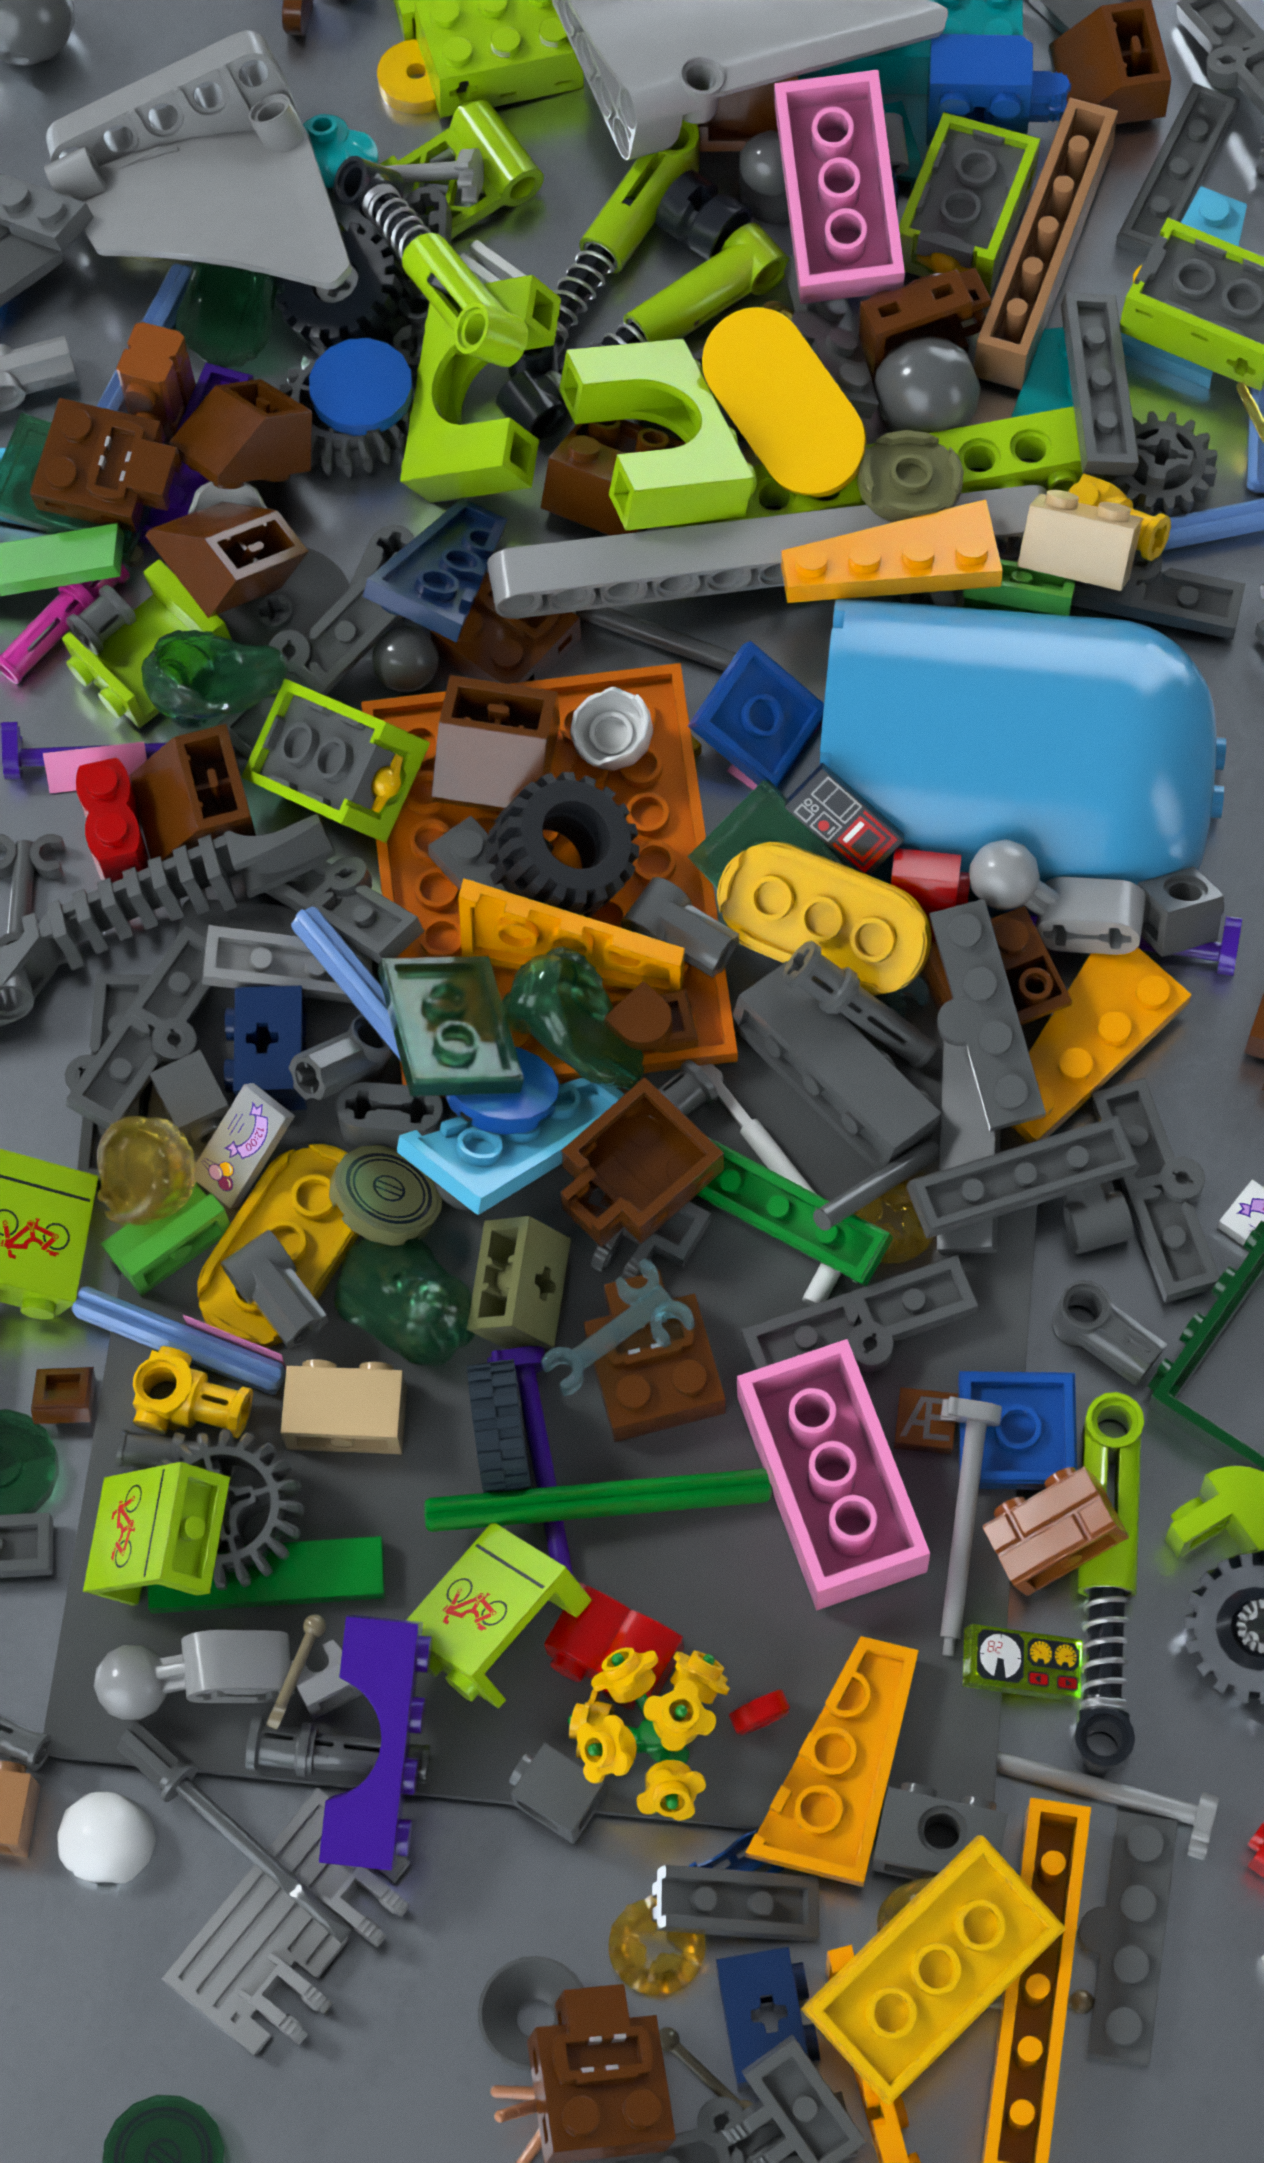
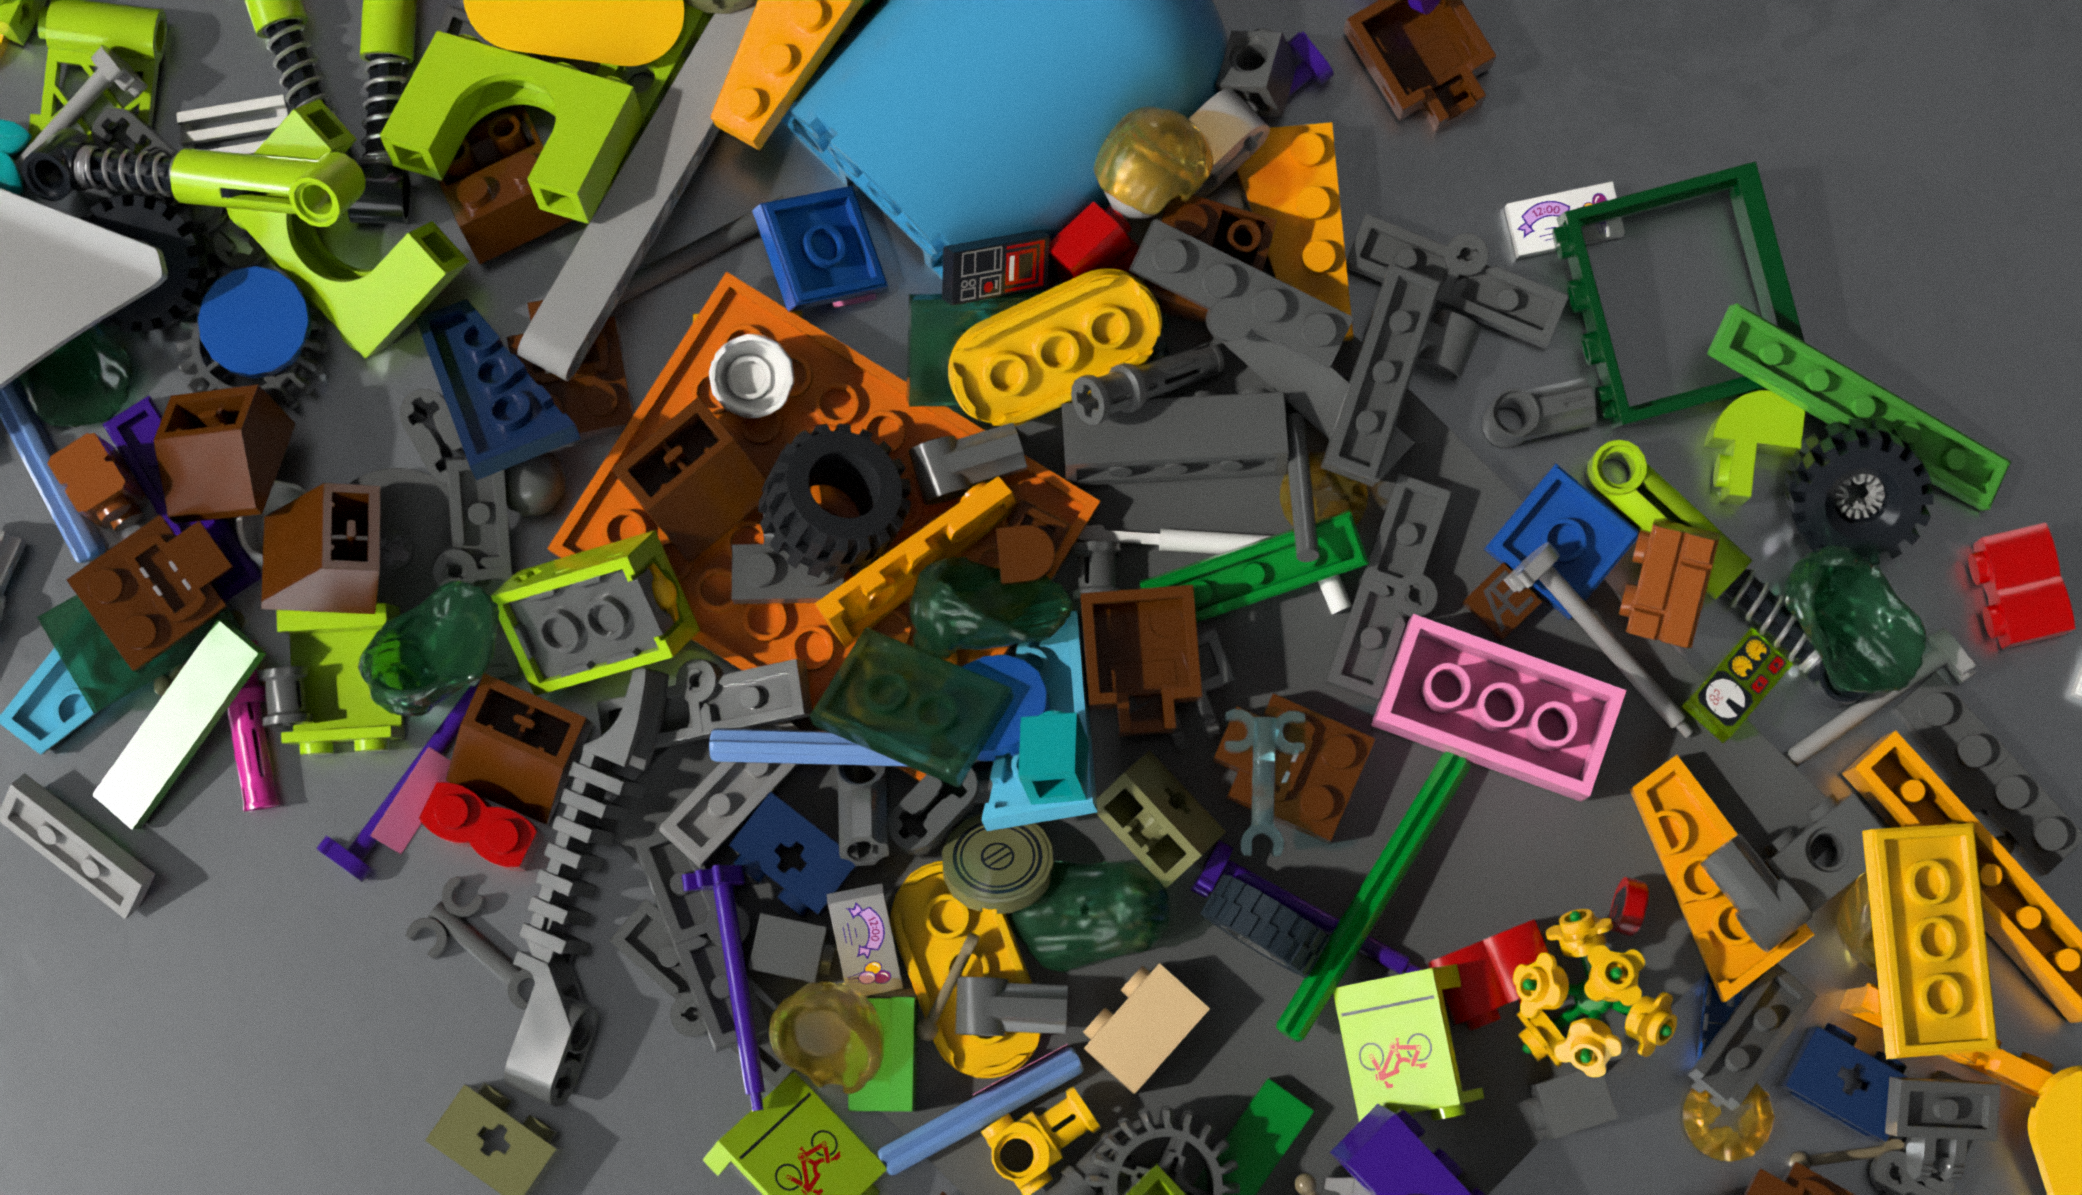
camera: 55 degrees left, 15 degrees up
(202, 1003) = (722, 880): none -> dark purple piece
(211, 1245) = (927, 1028): none -> dark tan hinge
(490, 1143) = (1053, 757): none -> teal brick
(851, 1809) = (1764, 905): none -> dark grey piece
(1032, 858) = (1153, 159): none -> clear yellow piece
(1152, 1698) = (1855, 620): none -> clear green hair

